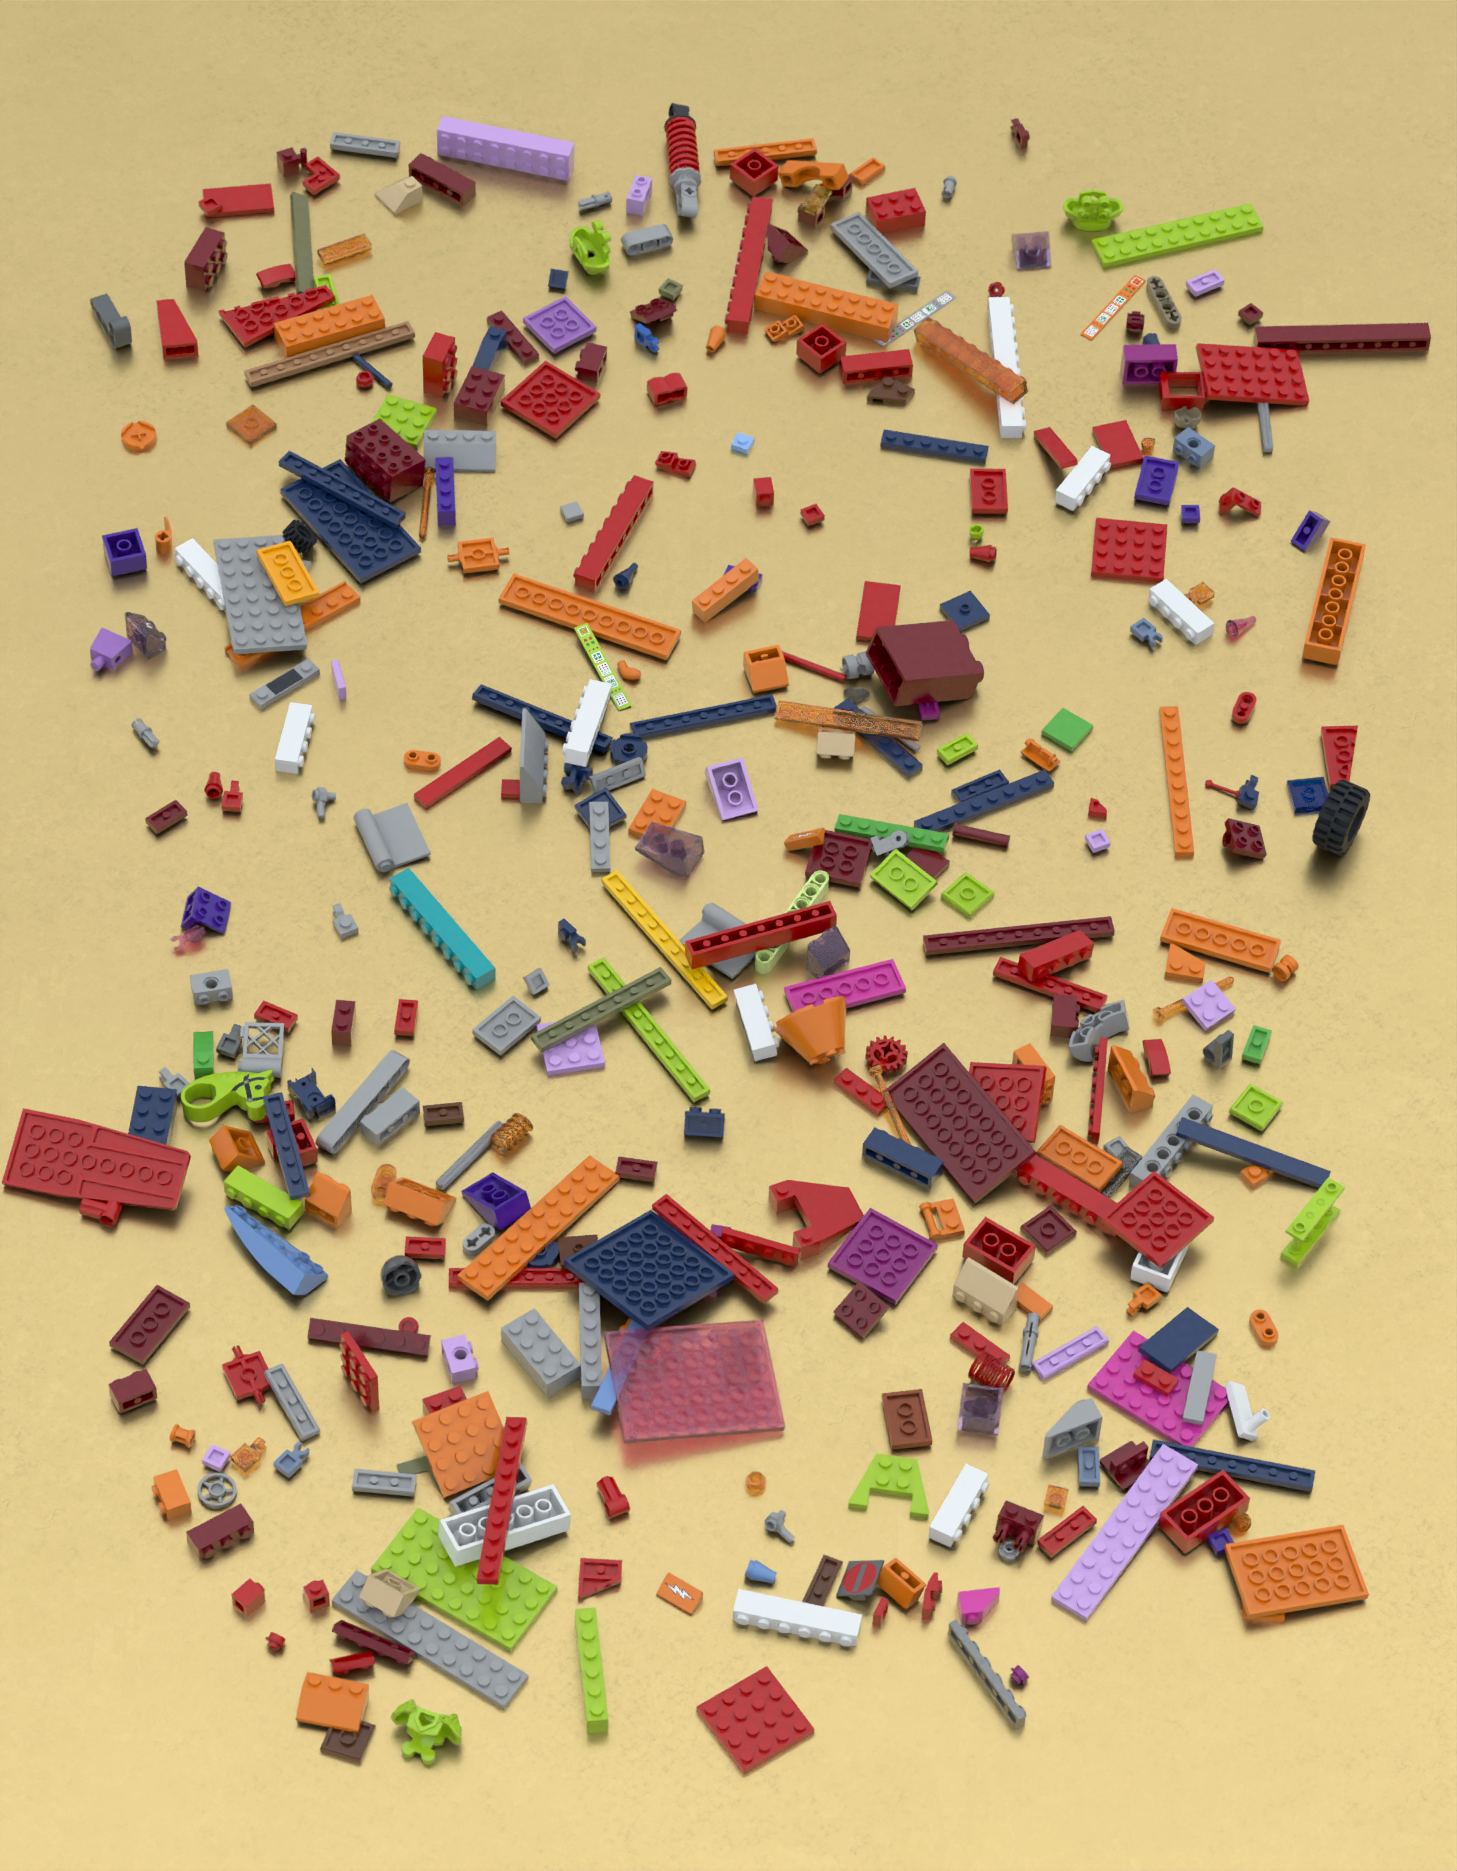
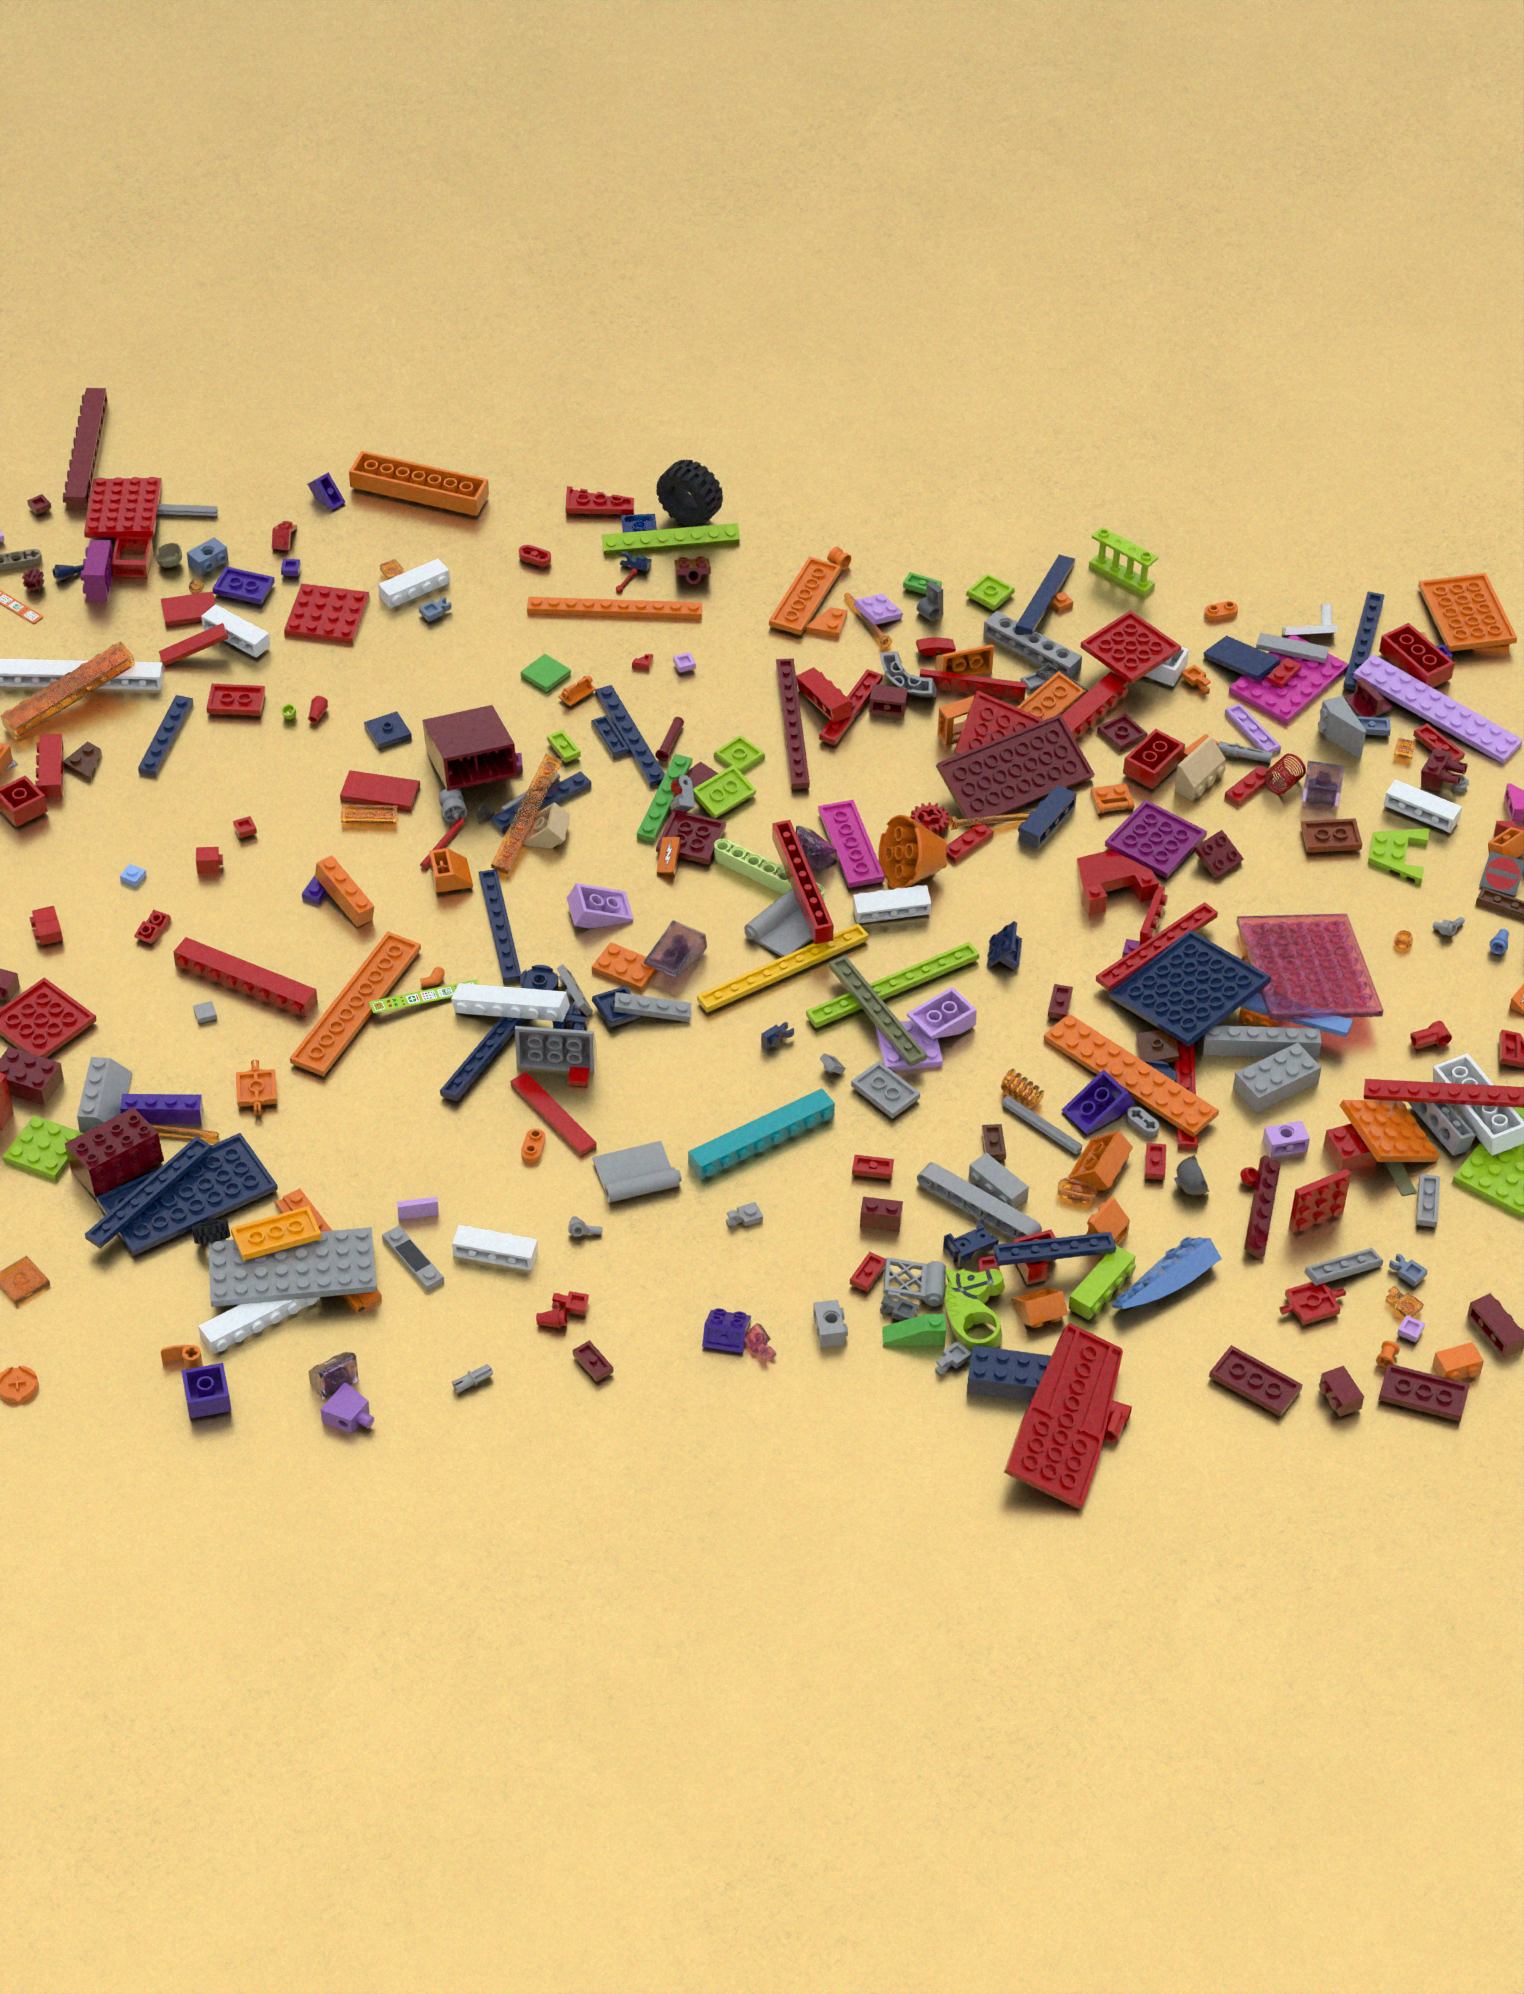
camera: 85 degrees left, 5 degrees down
(137, 1465) = (1424, 1392): none -> dark red plate
(217, 1490) = (1445, 1331): light grey wheel -> none
(599, 1065) = (944, 1015): none -> lavender slope
(623, 579) = (307, 973): dark blue cone -> none
(841, 605) = (369, 813): none -> clear orange plate
(1236, 626) = (436, 550): clear pink cone -> none
(1293, 820) = (670, 538): none -> lime plate

